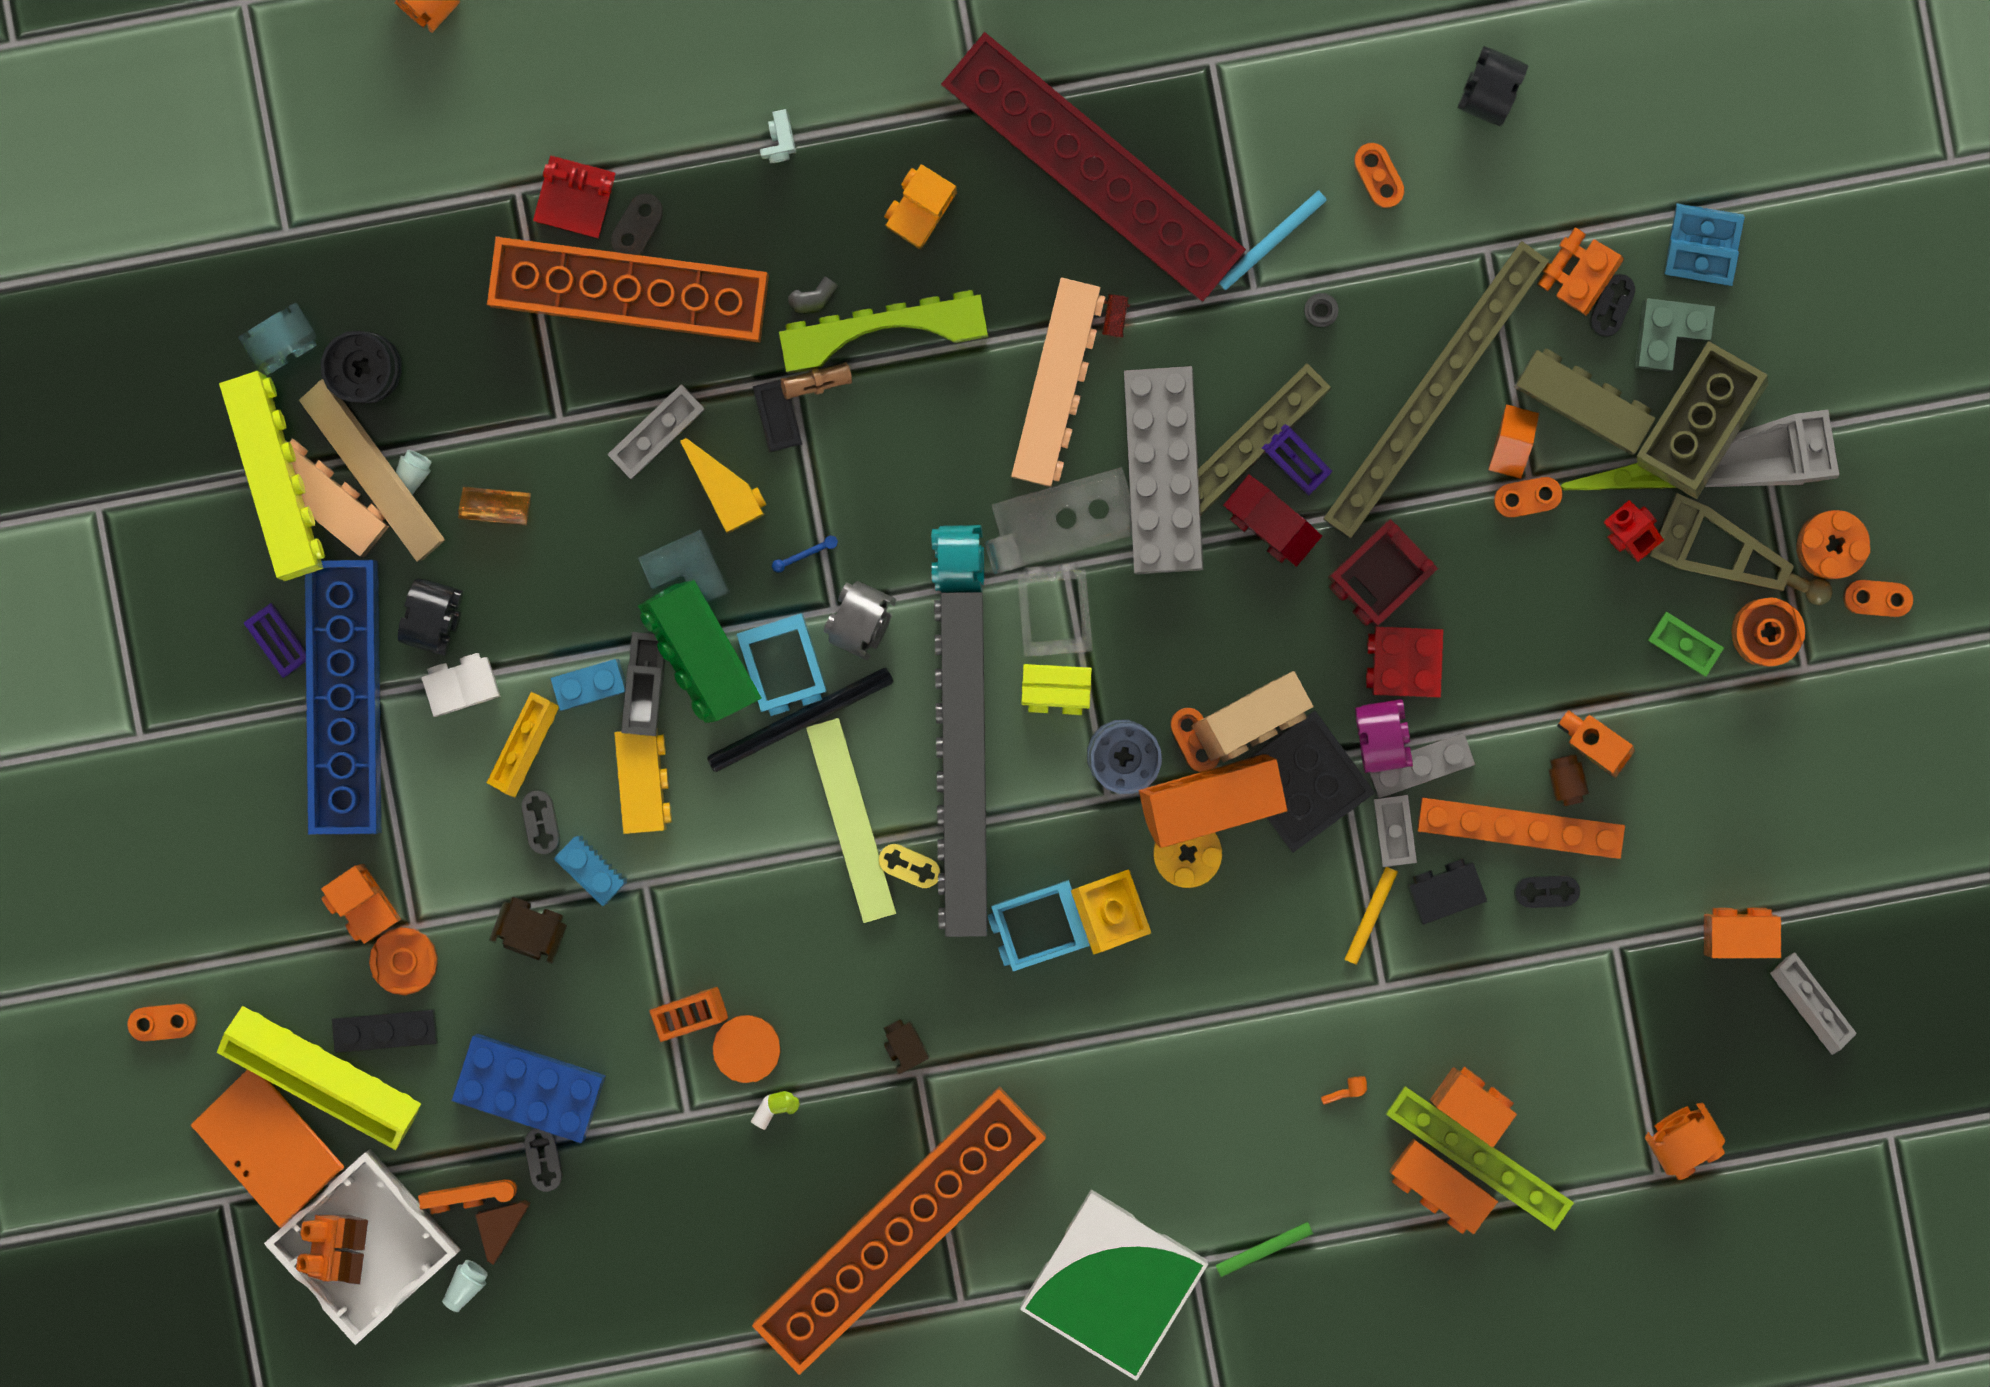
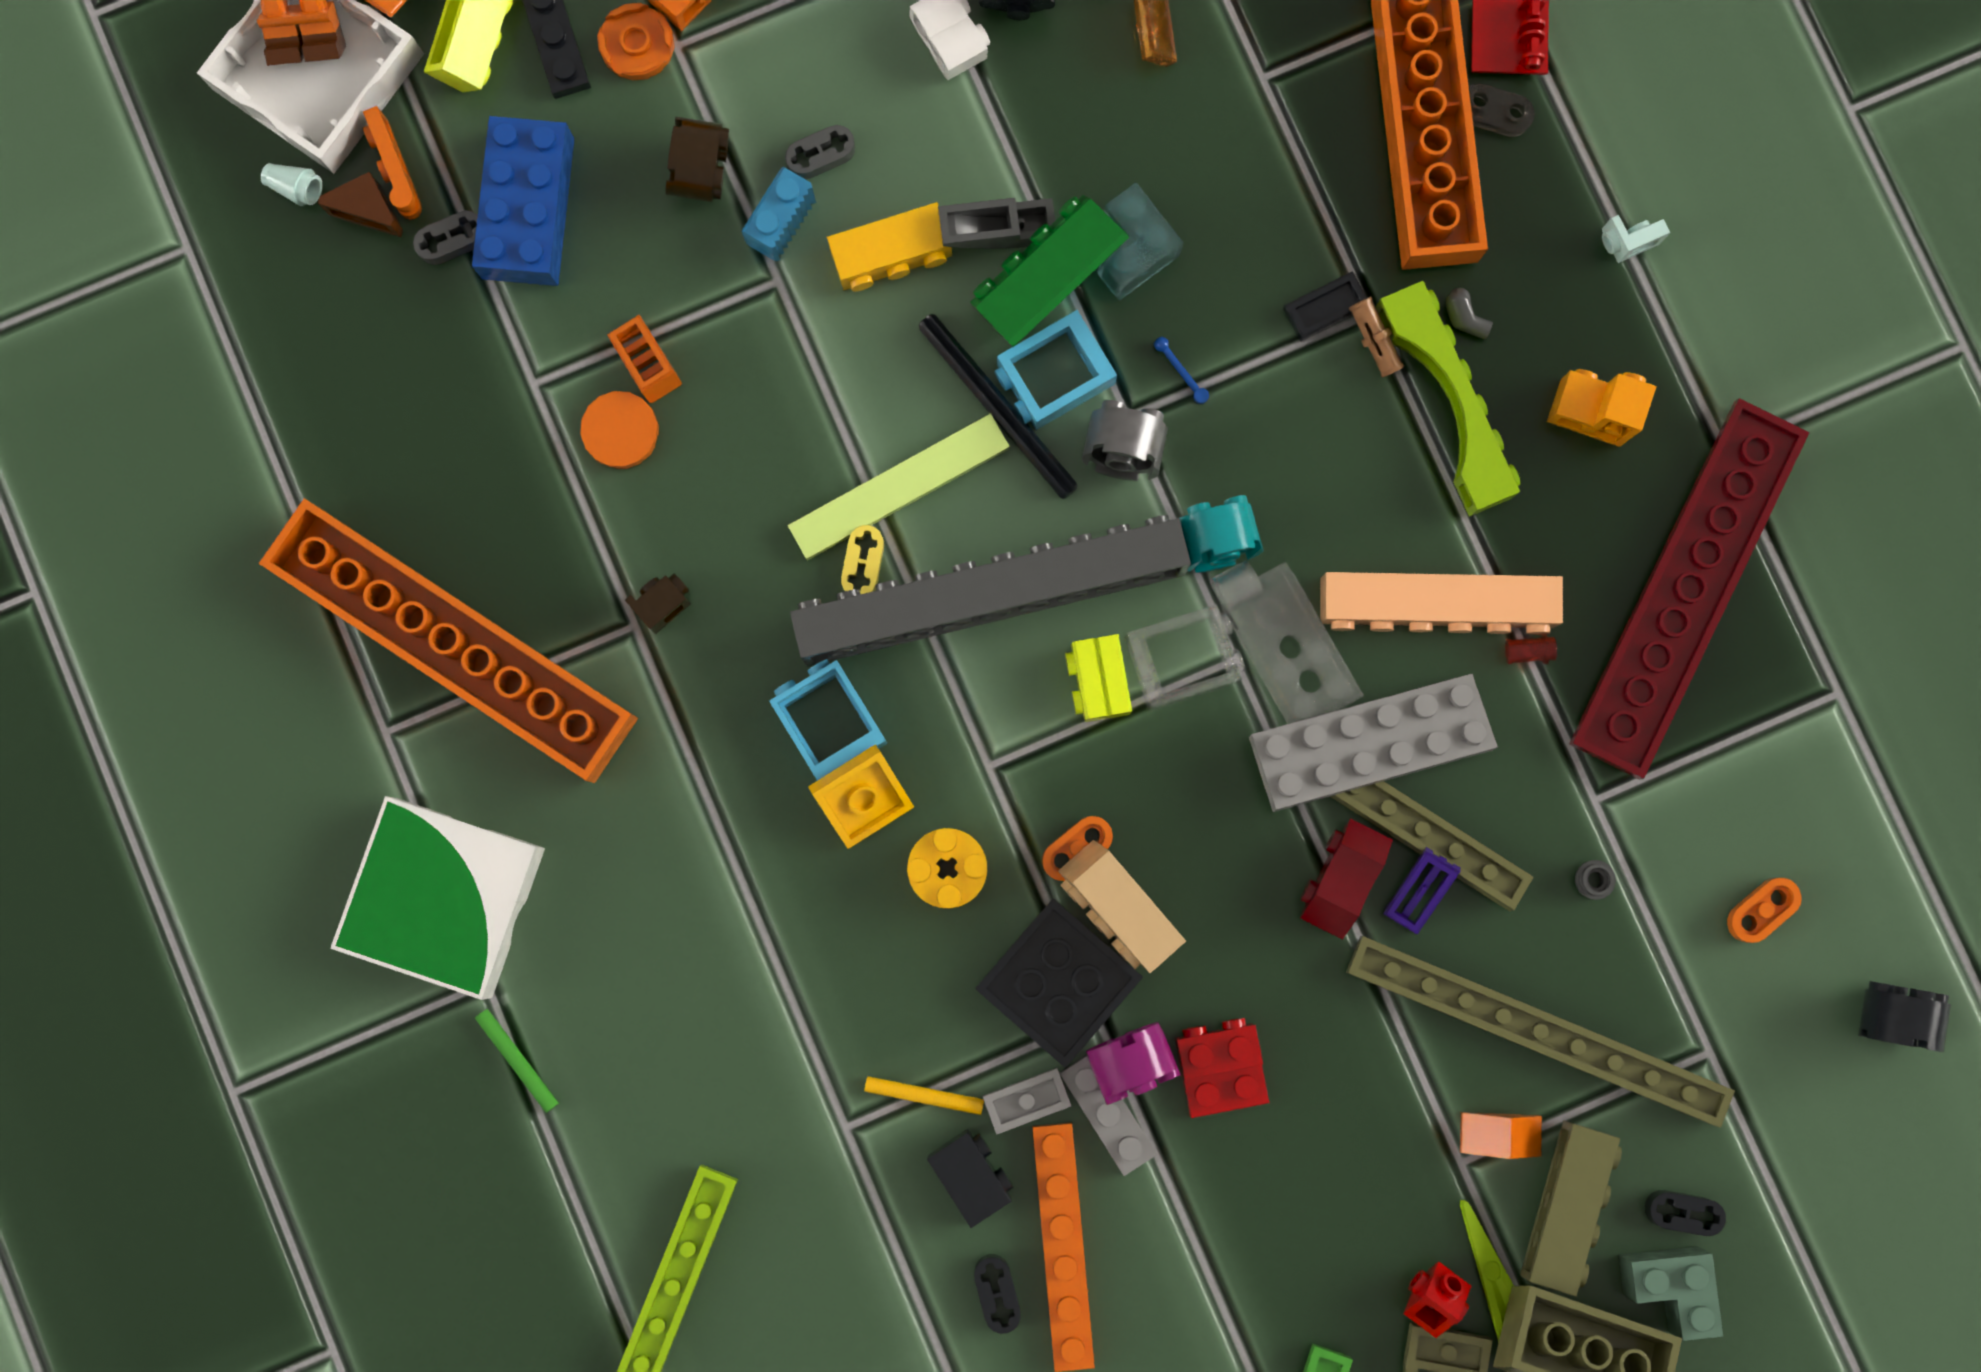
camera: 75 degrees right, 5 degrees down
(523, 744) = (900, 112): yellow plate -> none
(589, 684) = (982, 163): dark azure brick -> none
(656, 432) = (1277, 178): light grey plate -> none
(729, 494) = (1224, 274): yellow slope -> none
(775, 1104) = (563, 473): arm -> none
(1135, 772) = (1023, 787): sand blue wheel -> none
(1213, 800) = (1014, 883): orange brick -> none
(1272, 239) = (1659, 807): medium azure bar -> none
(1356, 1087) = (722, 1124): orange hand -> none
(1387, 567) = (1325, 1023): dark red container -> none
(1442, 1187) = (629, 1251): orange brick -> none
(1470, 1105) = (725, 1273): orange brick -> none
(1528, 497) = (1442, 1167): orange plate -> none
(1568, 780) = (1131, 1289): reddish brown brick -> none
(1588, 277) = (1712, 1178): orange plate -> none
(1608, 753) = (1171, 1328): orange torso -> none
(1704, 244) = (1782, 1304): dark azure slope -> none

